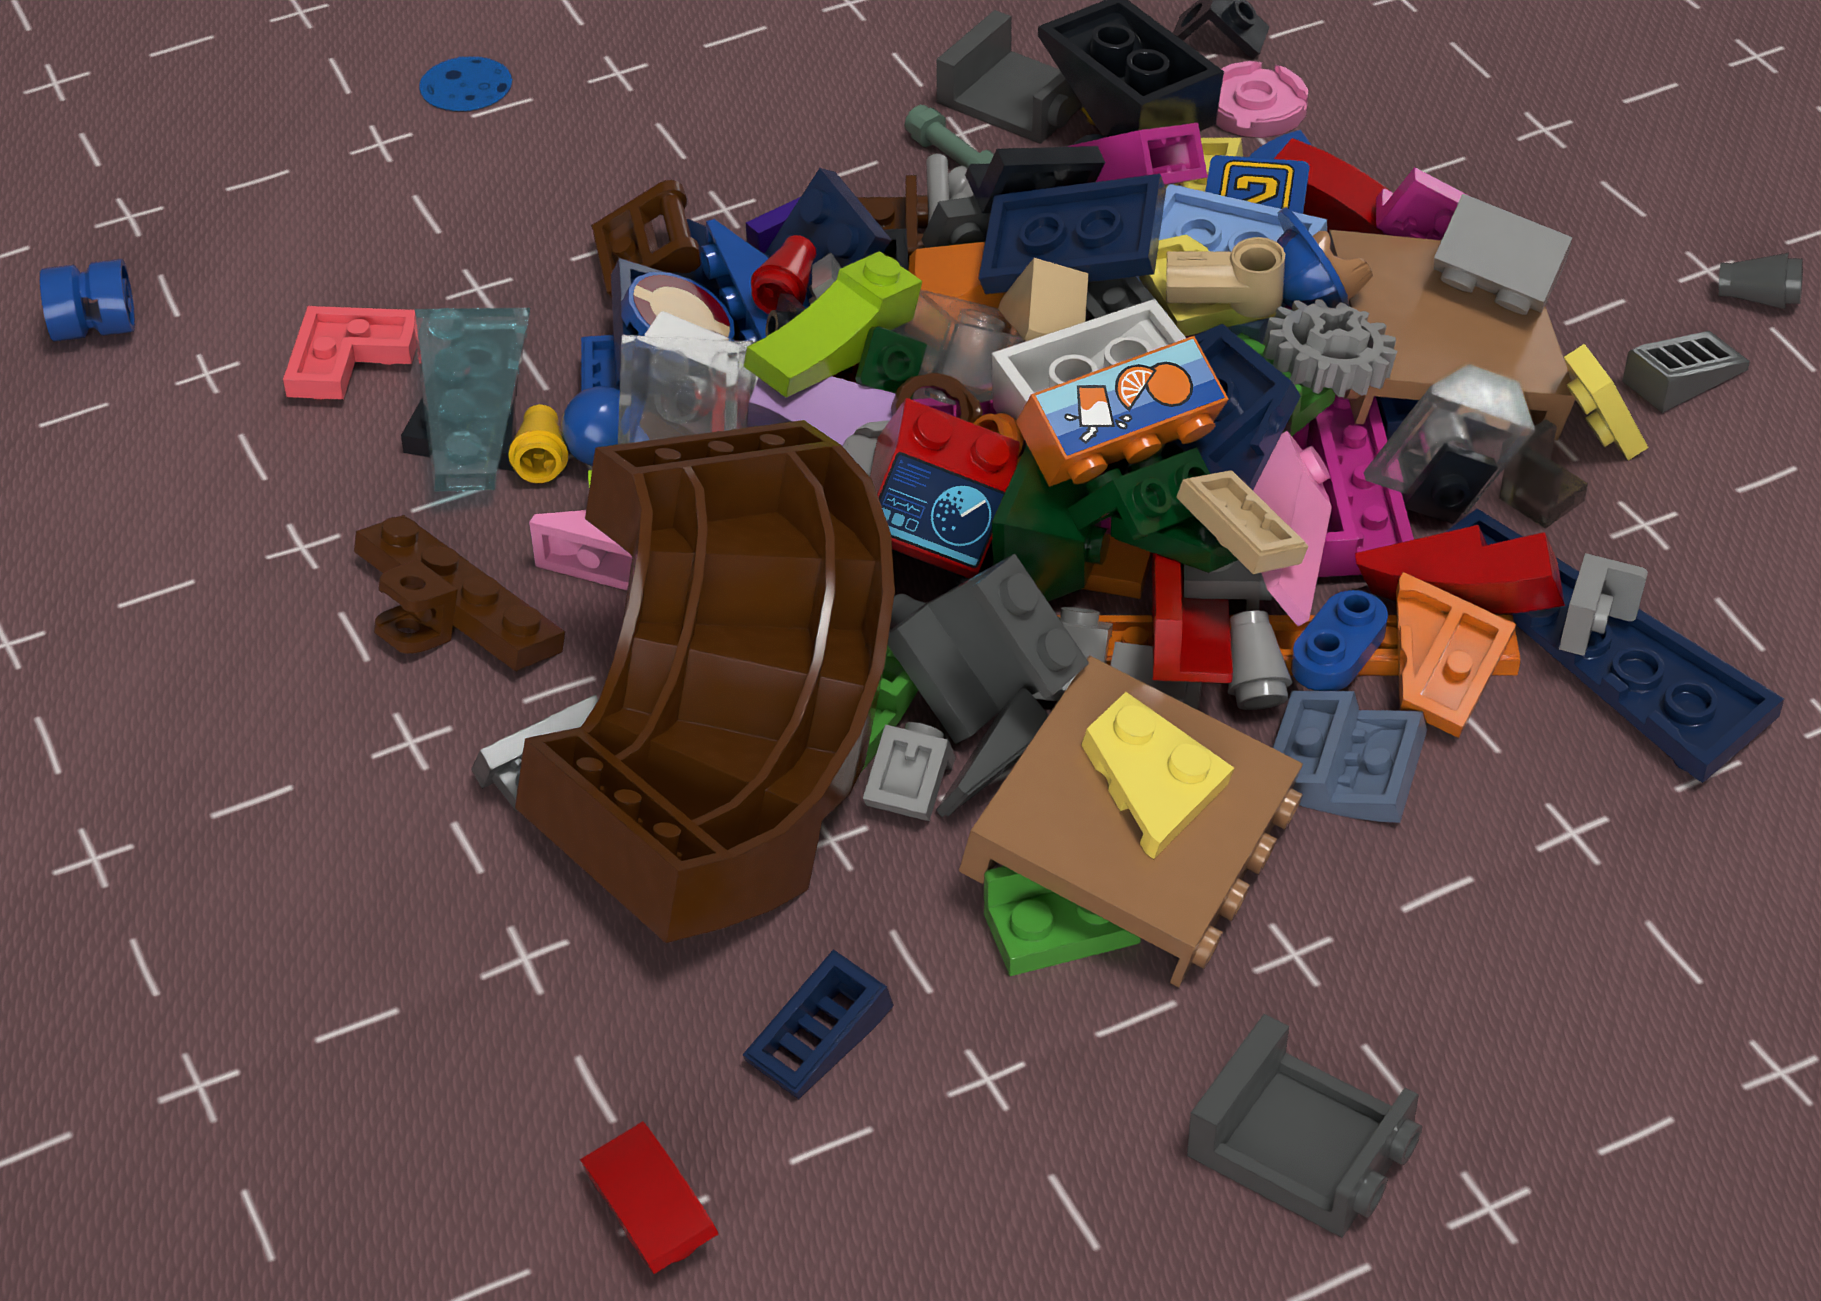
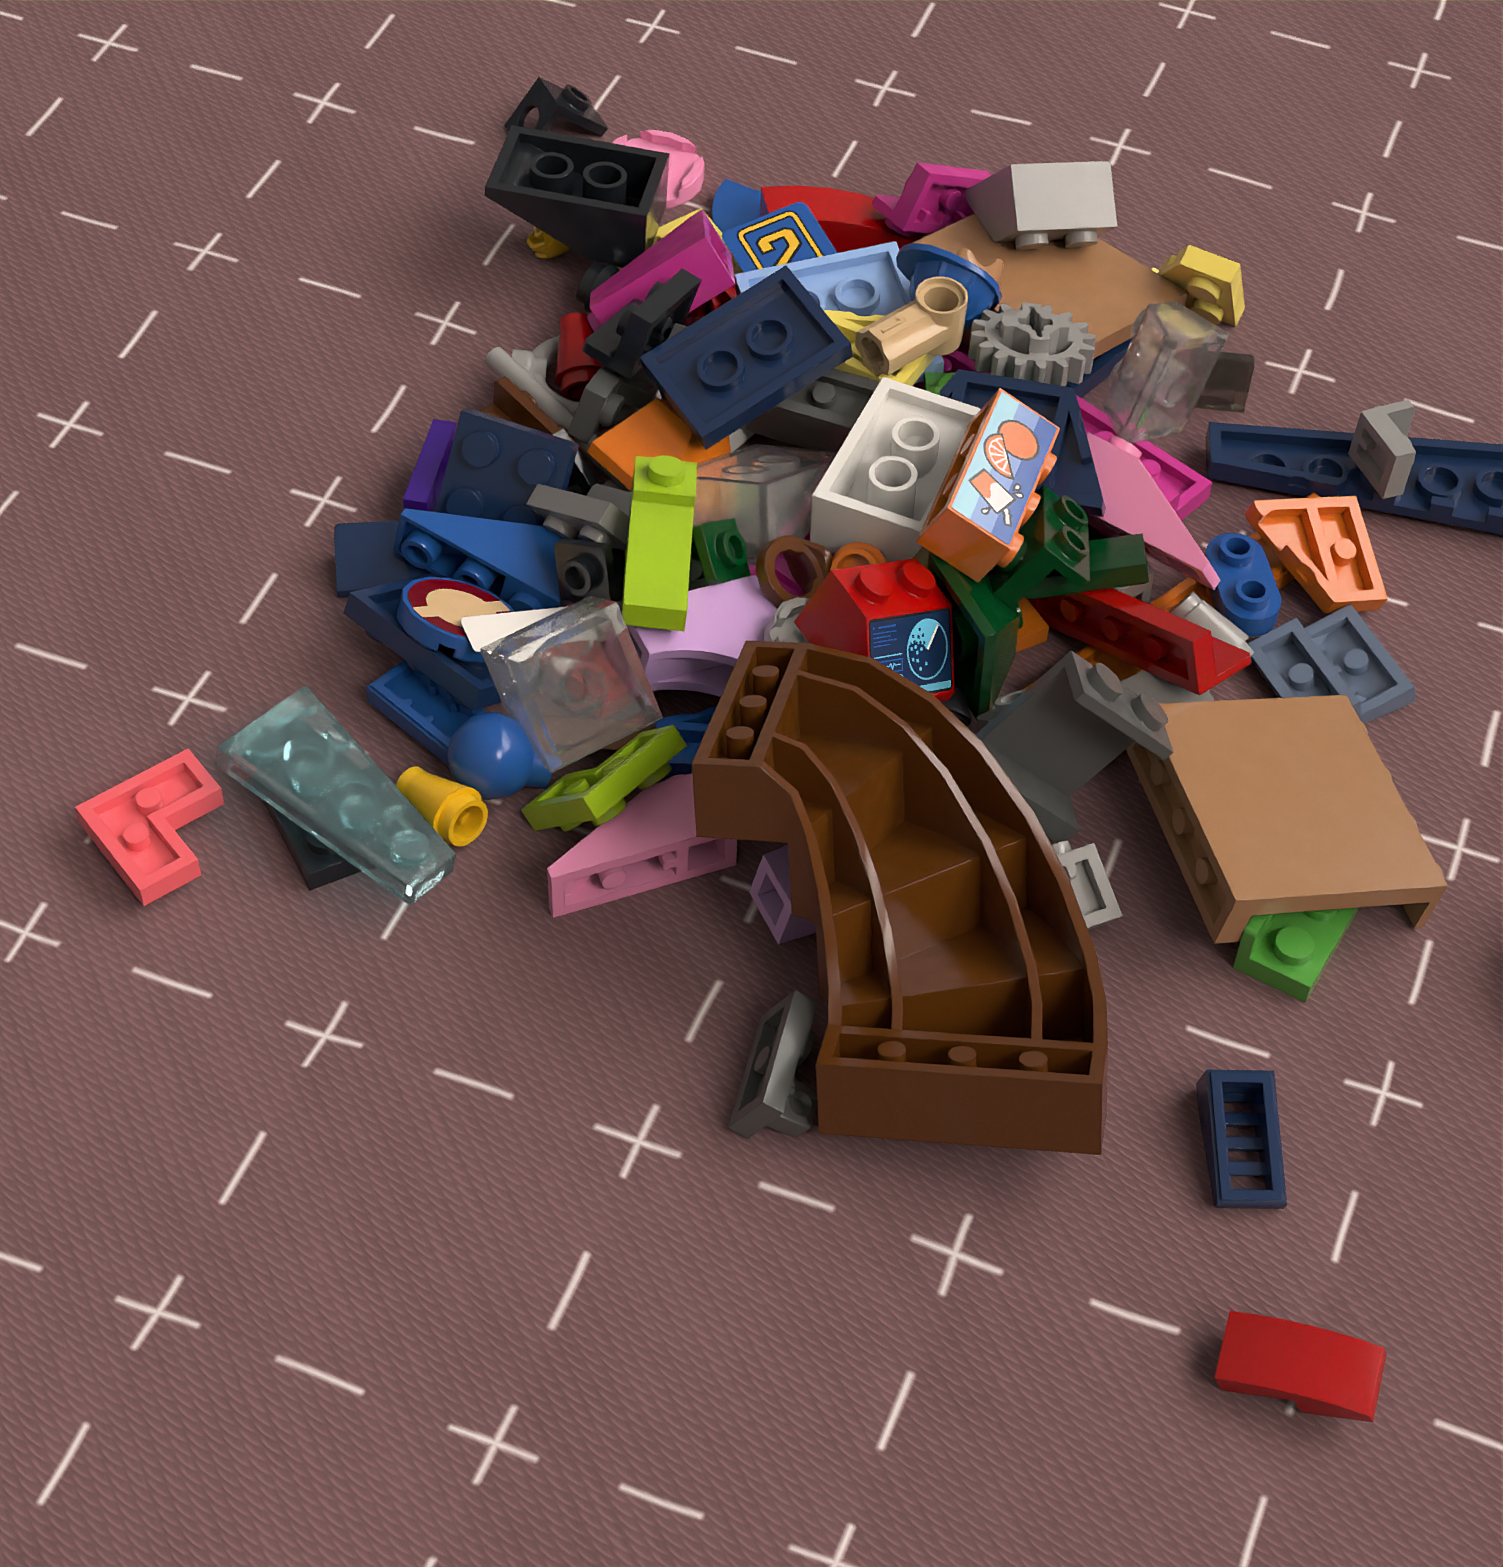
camera: 45 degrees left, 5 degrees up
(447, 591) = (529, 991): reddish brown plate -> none
(631, 237) = (307, 580): reddish brown plate -> none
(784, 273) = (527, 526): red cone -> none
(929, 128) = (423, 330): sand green bar -> none
(997, 750) = (1116, 819): dark grey slope -> none
(1001, 86) = (453, 258): dark grey panel -> none
(1045, 299) = (783, 431): tan slope -> none
(1153, 770) = (1287, 766): light yellow wing -> none
(1242, 522) = (1149, 525): tan plate -> none
(1449, 483) = (1181, 412): black bracket -> none
(1497, 577) = (1277, 473): red slope -> none
(1672, 373) = (1202, 224): dark grey slope -> none
(1763, 280) = (1181, 132): dark grey cone -> none

